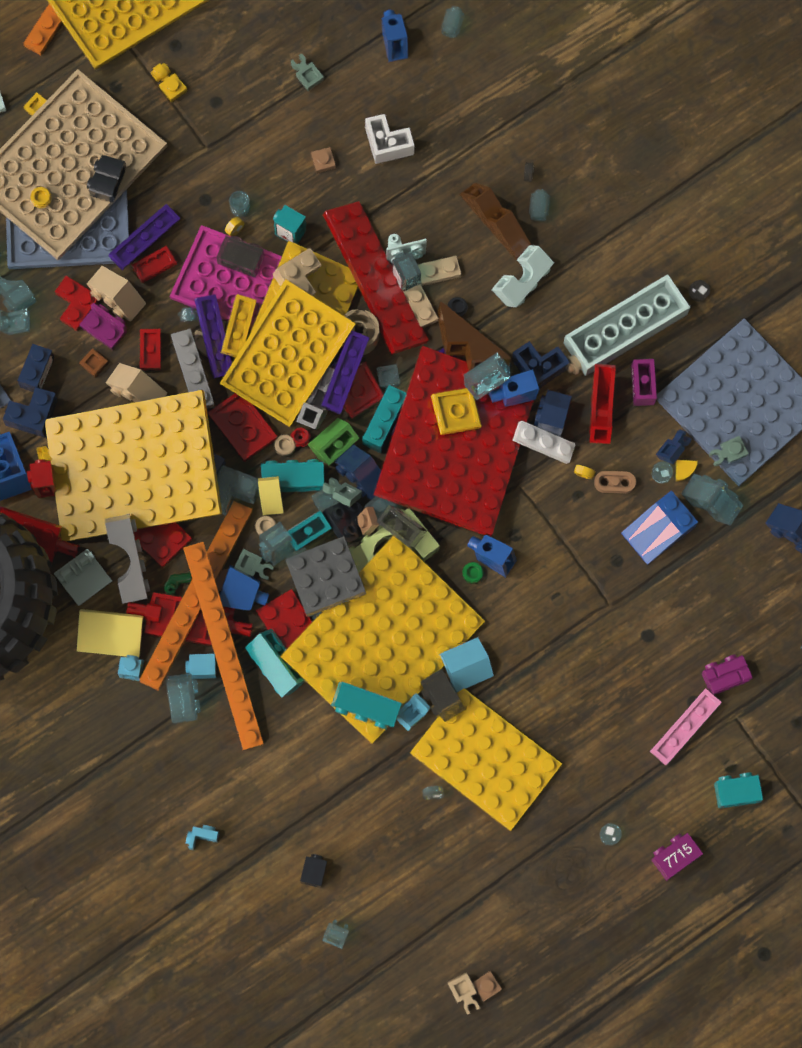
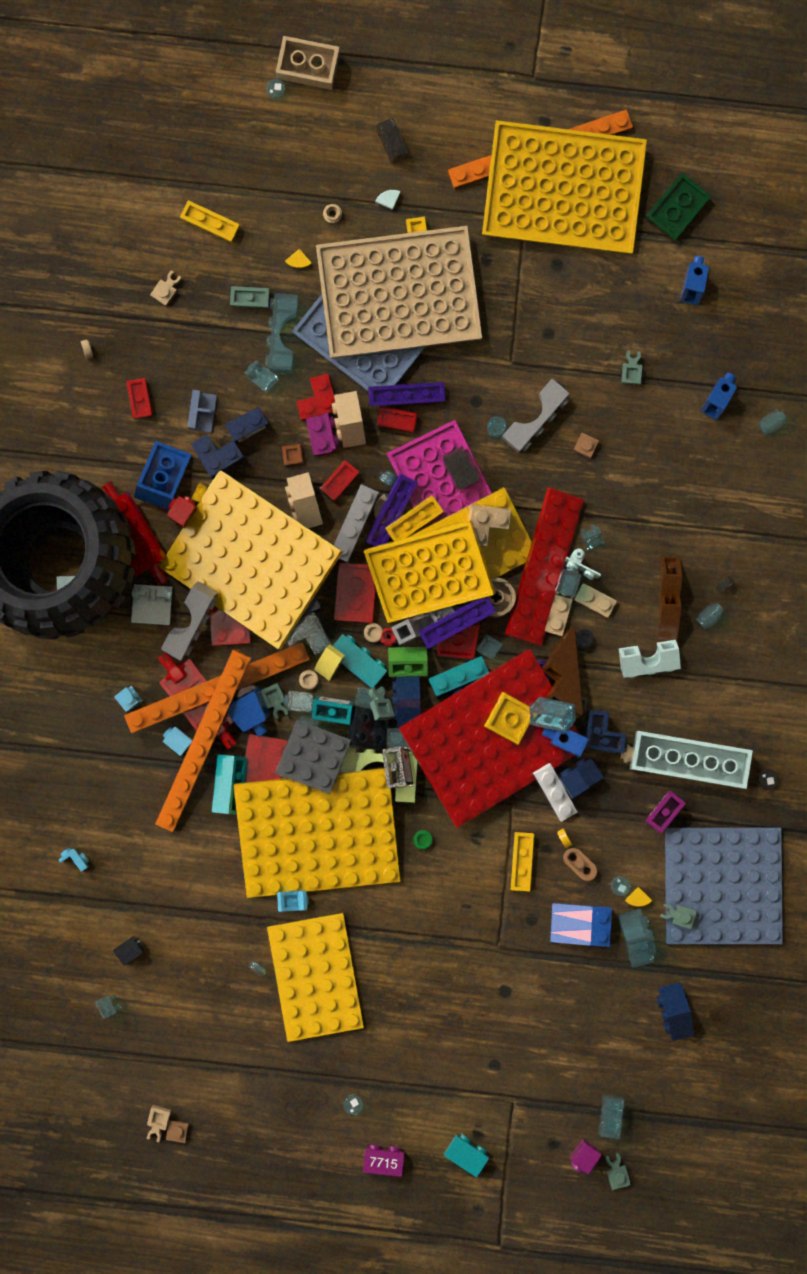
camera: 45 degrees right, 10 degrees up
(41, 197) = (357, 302): yellow tile -> none
(106, 178) = (415, 329): black brick -> none
(109, 633) = (134, 662): light yellow tile -> none
(170, 86) = (525, 294): yellow plate -> none
(175, 581) = (210, 664): dark green arm -> none
(182, 698) = (143, 753): clear light blue brick -> none
(234, 226) = (477, 441): yellow tile -> none
(263, 146) = (519, 434): none -> light grey arch
(289, 224) = (516, 475): teal brick -> none
(365, 705) = (262, 870): teal brick -> none
(367, 520) = (379, 741): medium nougat plate -> none
(387, 144) = (640, 476): white brick -> none
(393, 223) = (592, 537): none -> clear light blue tile
(442, 695) = (322, 909): clear smoke brick -> none
(467, 664) = (360, 901): medium azure slope -> none
(493, 554) = (448, 847): blue torso -> none
(567, 520) = (522, 861): none -> yellow plate
(602, 404) = (620, 802): red arch -> none
(673, 448) = (641, 876): dark blue plate -> none
(685, 727) = (471, 1078): bright pink plate -> none
(727, 674) = (532, 1068): magenta brick -> none

